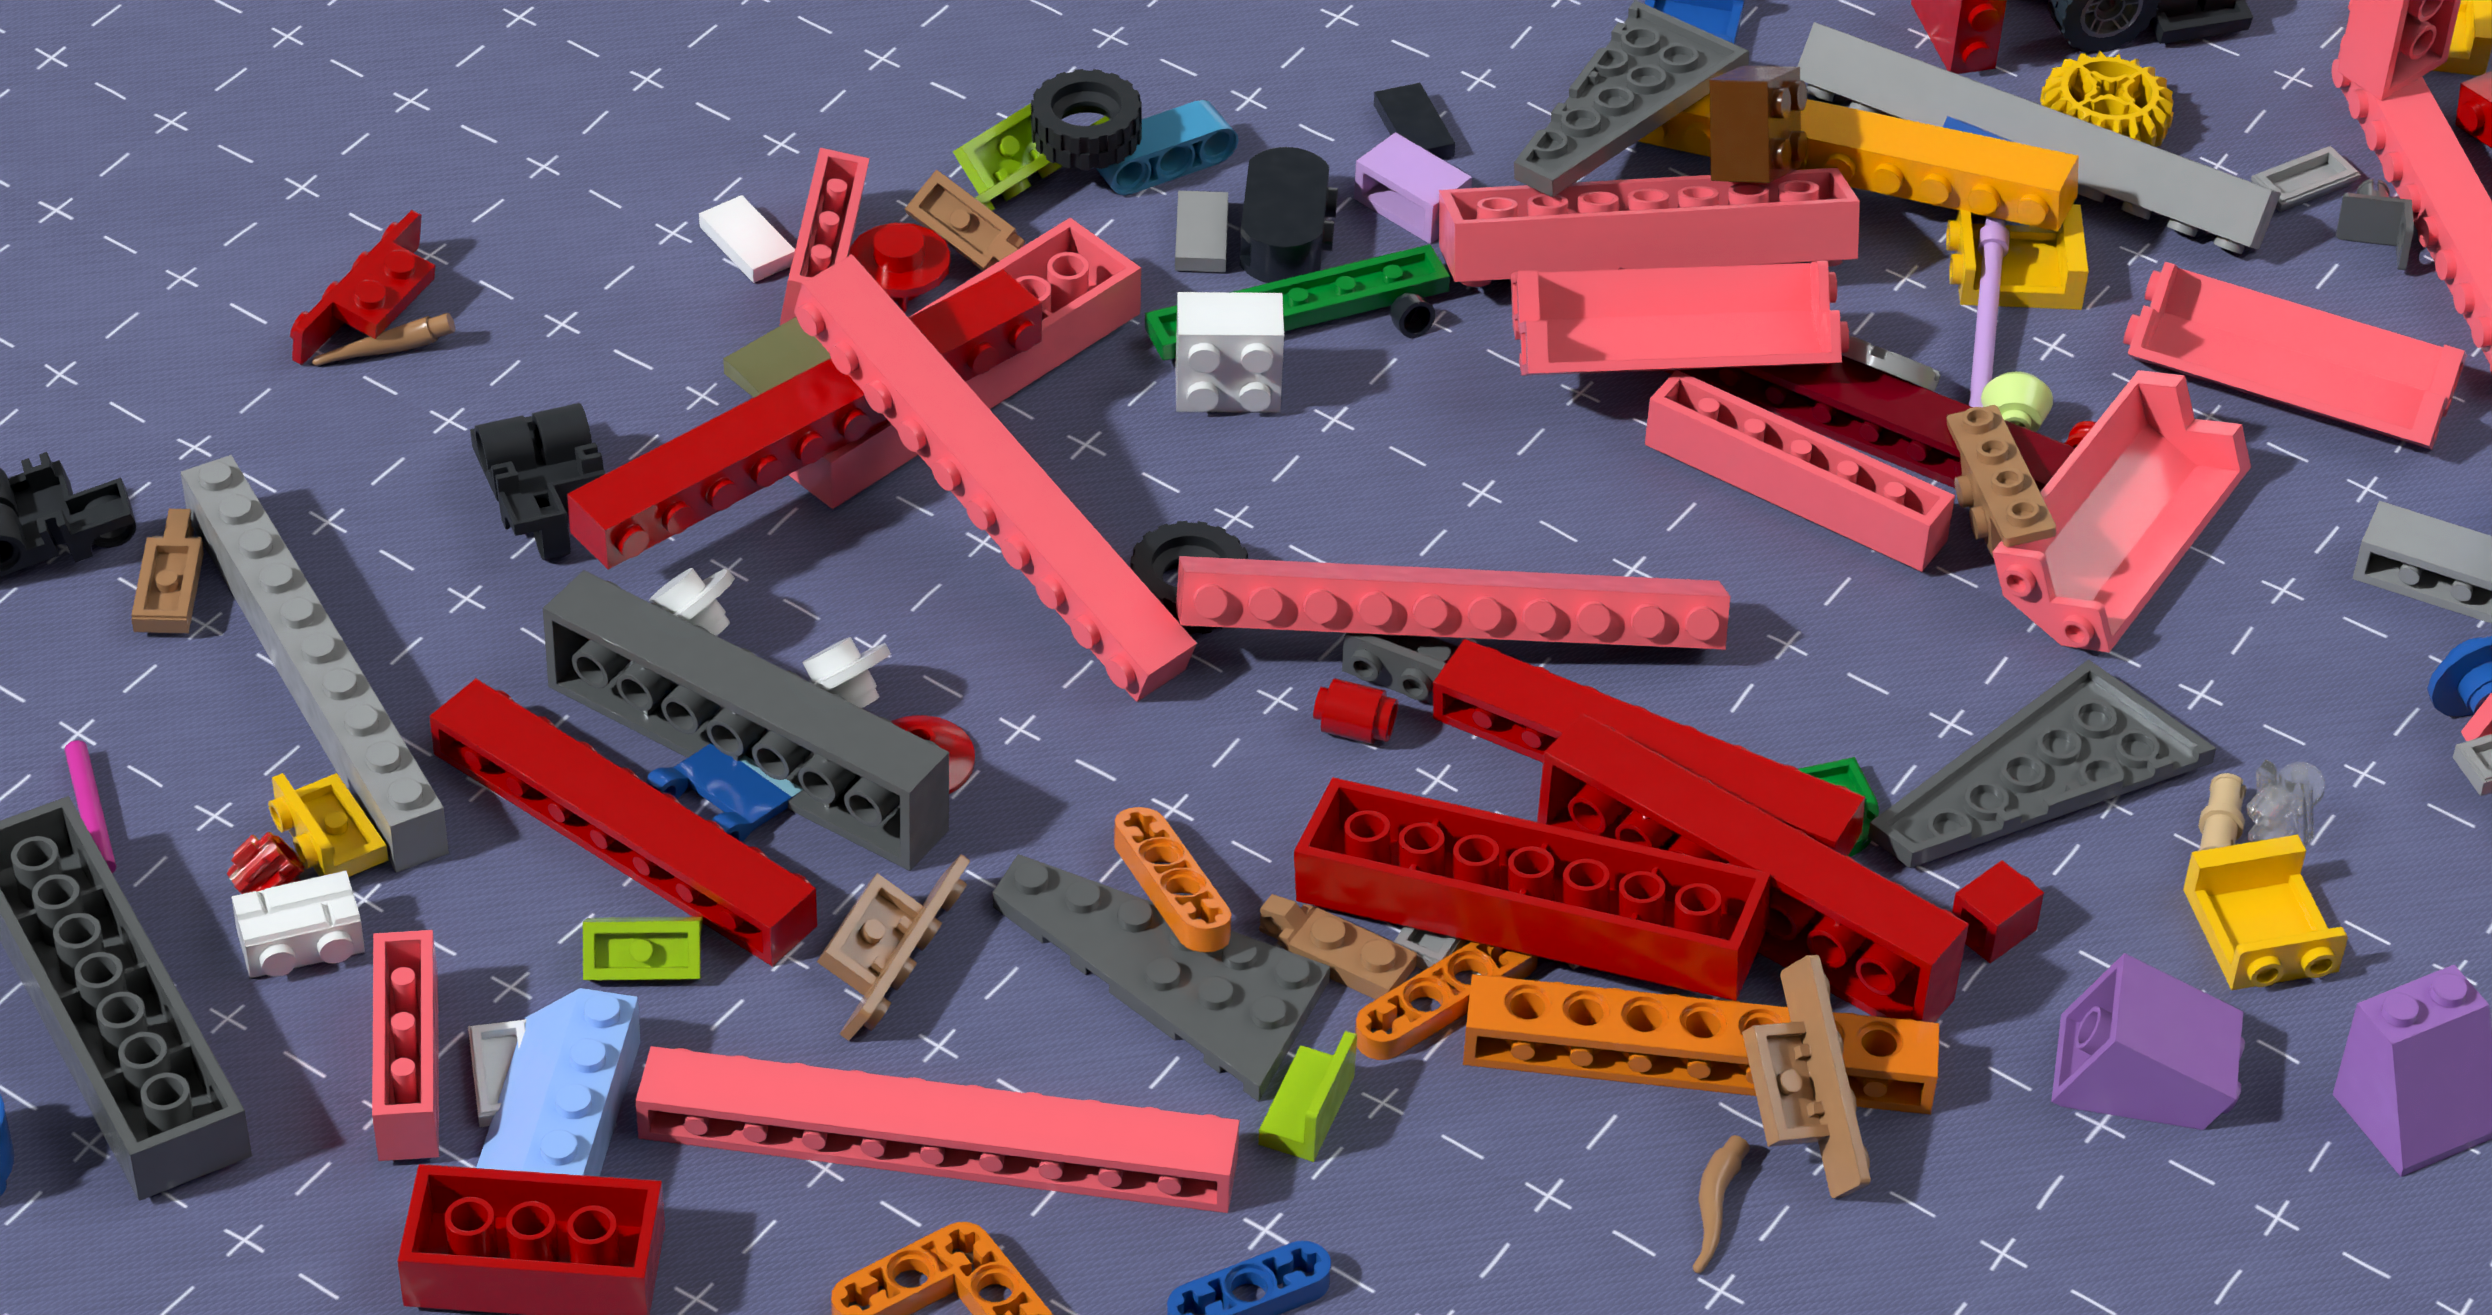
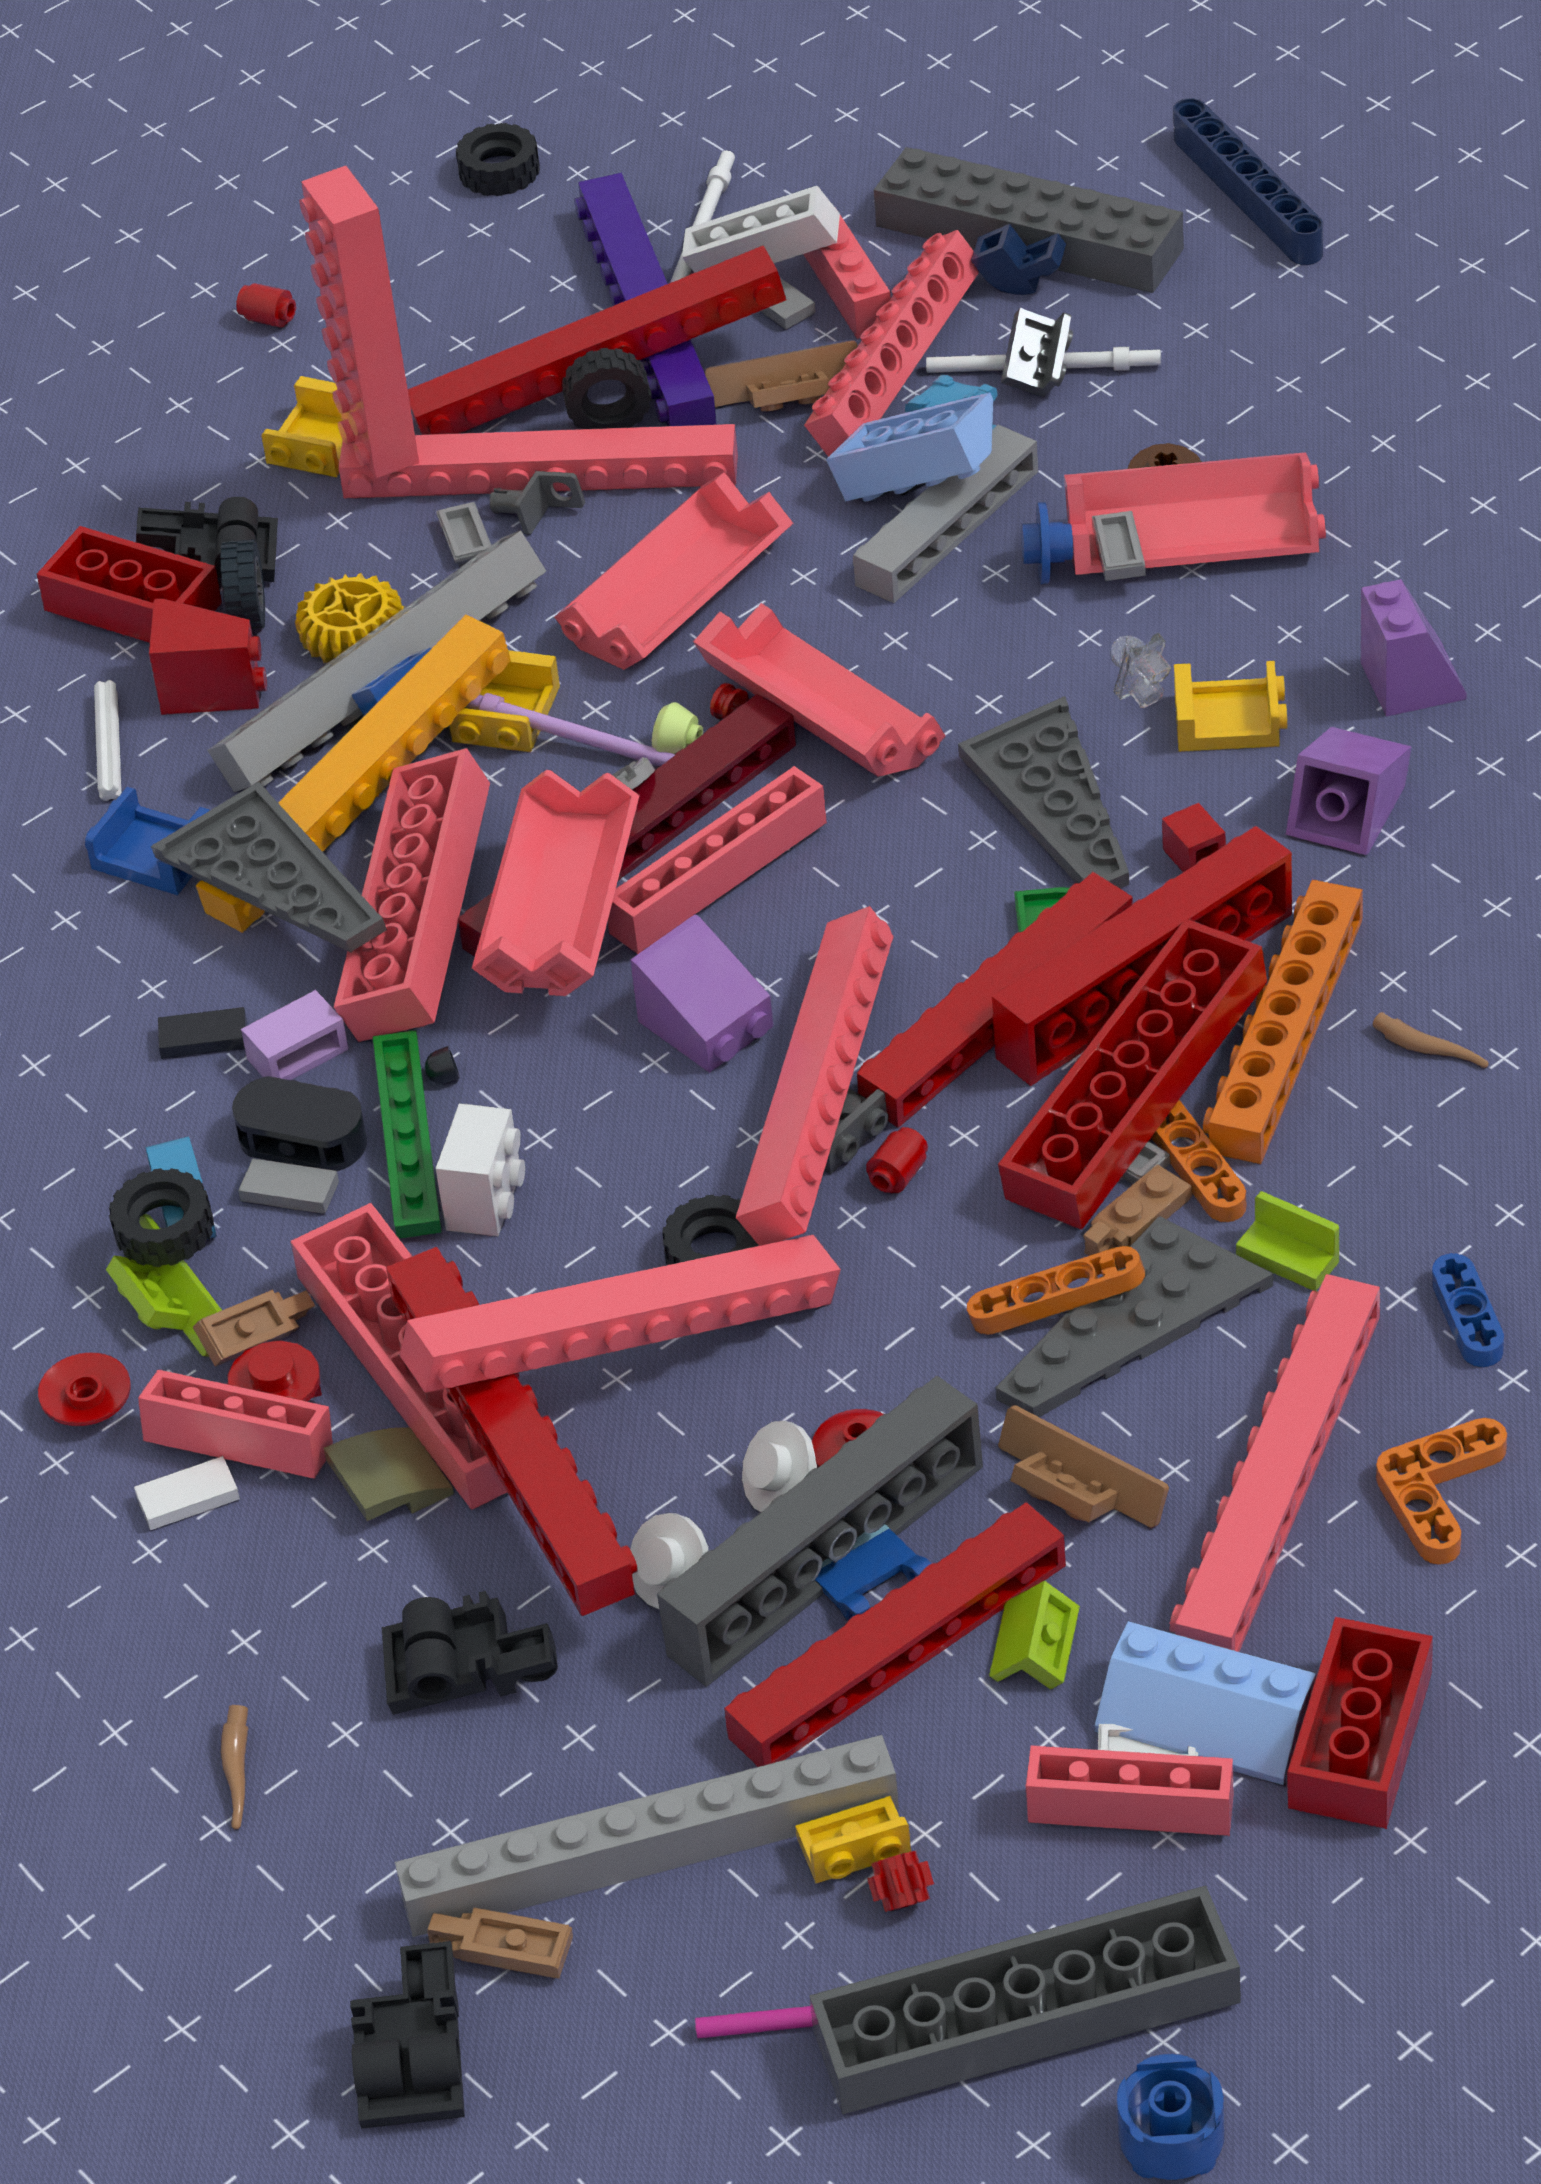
camera: 70 degrees left, 0 degrees up
(298, 925) = (966, 1867): white brick -> none
(371, 293) = (175, 1762): red bracket -> none
(865, 128) = (84, 1389): none -> red dish
(1563, 488) = (699, 995): none -> medium lavender slope
(1757, 123) = (364, 784): reddish brown brick -> none
(1805, 1081) = (1358, 947): medium nougat bracket -> none
(1997, 481) = (778, 744): medium nougat bracket -> none
(2222, 818) = (1132, 711): tan pin -> none

